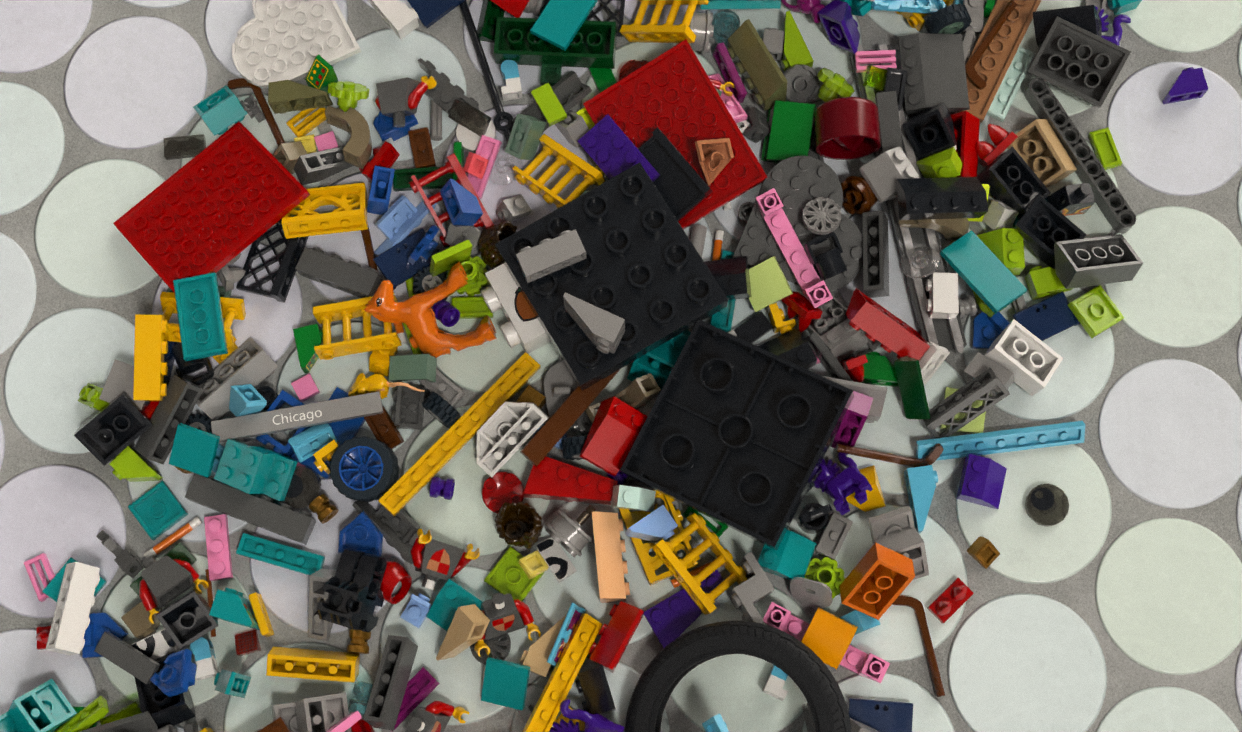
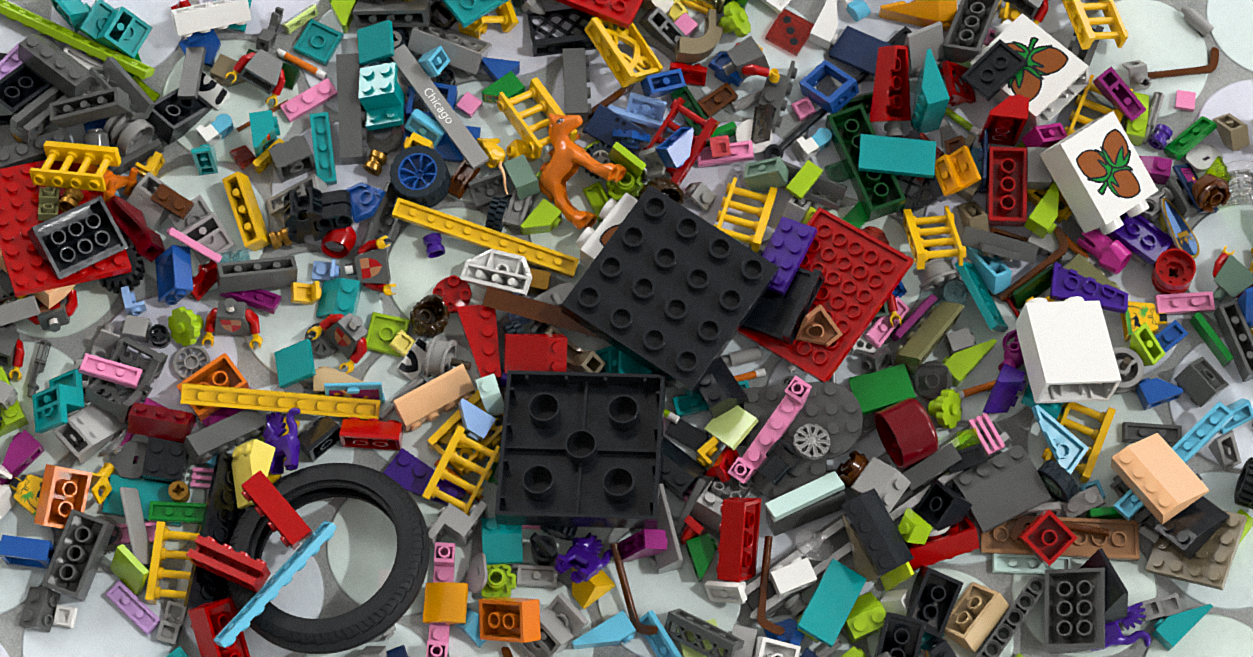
camera: 60 degrees right, 5 degrees down
(121, 518) = (300, 19): none -> yellowish green slope
(176, 673) = (194, 113): blue plate -> none
(187, 619) = (239, 100): black slope -> none
(278, 591) = (292, 158): none -> dark grey brick
(283, 341) = (498, 67): none -> blue slope
(384, 51) = (789, 32): none -> clear red tile
(431, 640) = (305, 293): none -> yellow bracket
(446, 313) = (581, 181): dark purple wheel -> none
(465, 629) = (320, 309): tan slope -> none
(466, 368) = (542, 219): none -> lime slope
(469, 54) = (838, 98): none -> blue window
(469, 75) = (803, 109): none -> bright pink tile
(551, 255) = (656, 228): light grey brick -> none
(588, 587) = (417, 382): none -> light grey axle
(600, 326) = (610, 294): light grey slope -> none
(823, 50) = (976, 389): none -> orange bar
(869, 248) = (804, 496): none -> light aqua tile
(912, 388) = (695, 584): dark green slope -> none
(961, 340) = (761, 618): none -> reddish brown piece
(1000, 54) = (1047, 537): none -> red brick
(1000, 138) = (969, 570): red tile -> none

